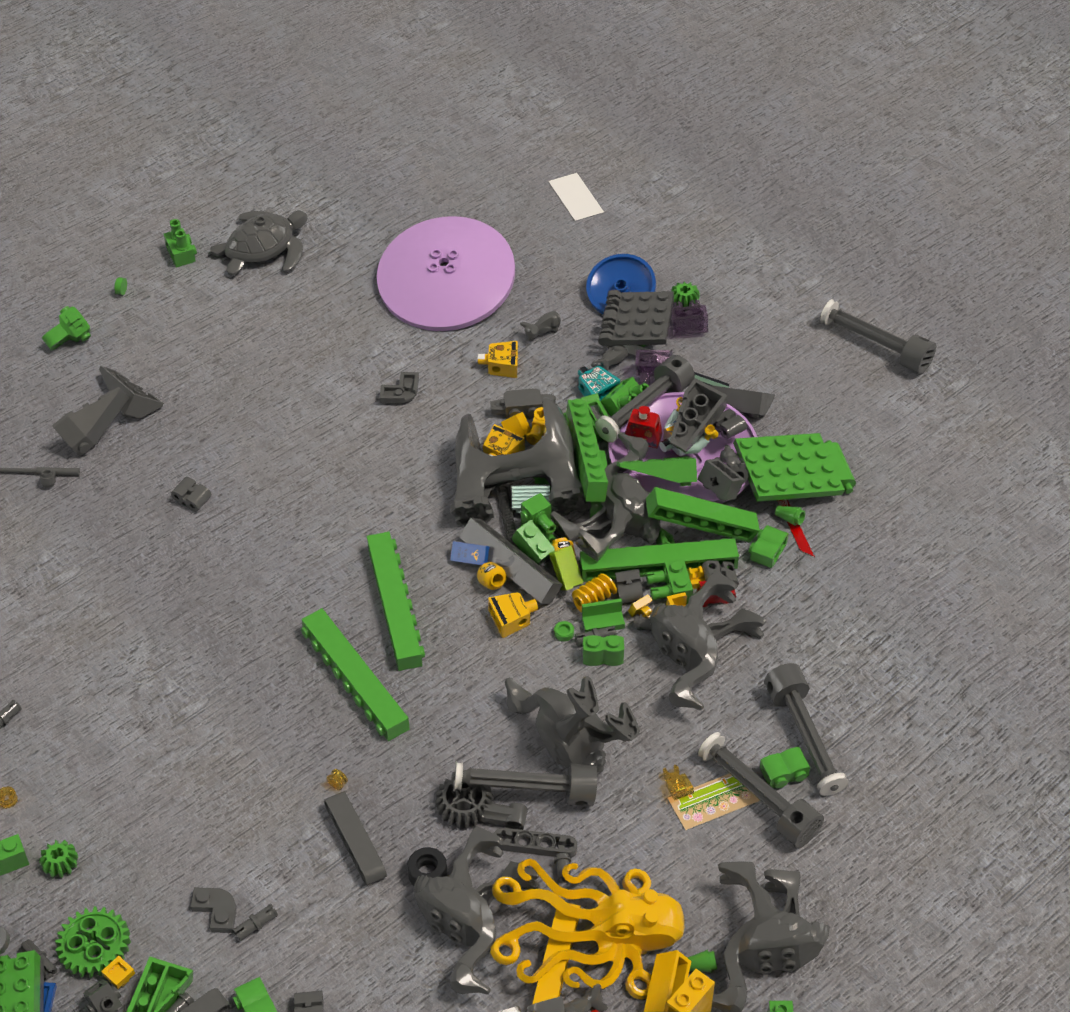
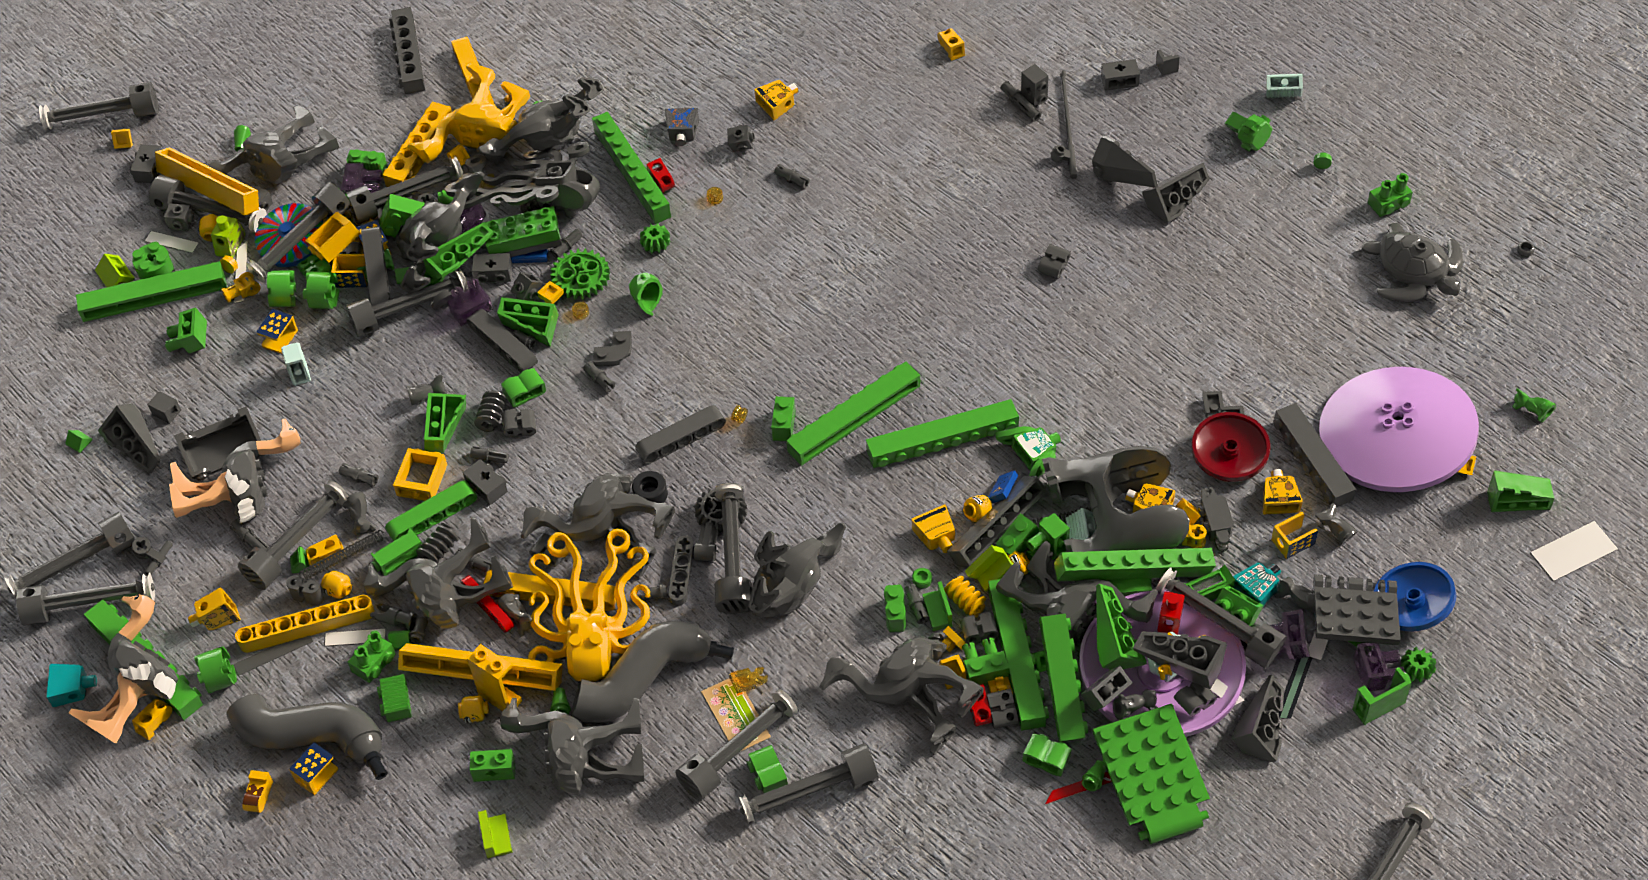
camera: 90 degrees right, 5 degrees up
(20, 297) = (1284, 85): none -> light aqua brick
(140, 868) = (646, 291): none -> bright green helmet
(148, 938) = (581, 314): none -> clear yellow bush
(259, 179) = (1525, 253): none -> dark grey piece
(352, 736) = (783, 418): none -> bright green brick
(426, 527) = (1031, 446): none -> bright green torso
(434, 189) = (1540, 406): none -> bright green animal
(448, 383) = (1230, 446): none -> dark red dish
(462, 332) = (1314, 455): none -> dark grey brick
(497, 976) = (541, 547): none -> dark grey piece
(521, 214) = (1519, 492): none -> bright green wedge
(544, 362) = (1297, 545): none -> yellow piece
(672, 874) = (640, 667): none -> dark grey animal
(725, 313) = (1371, 708): none -> bright green panel

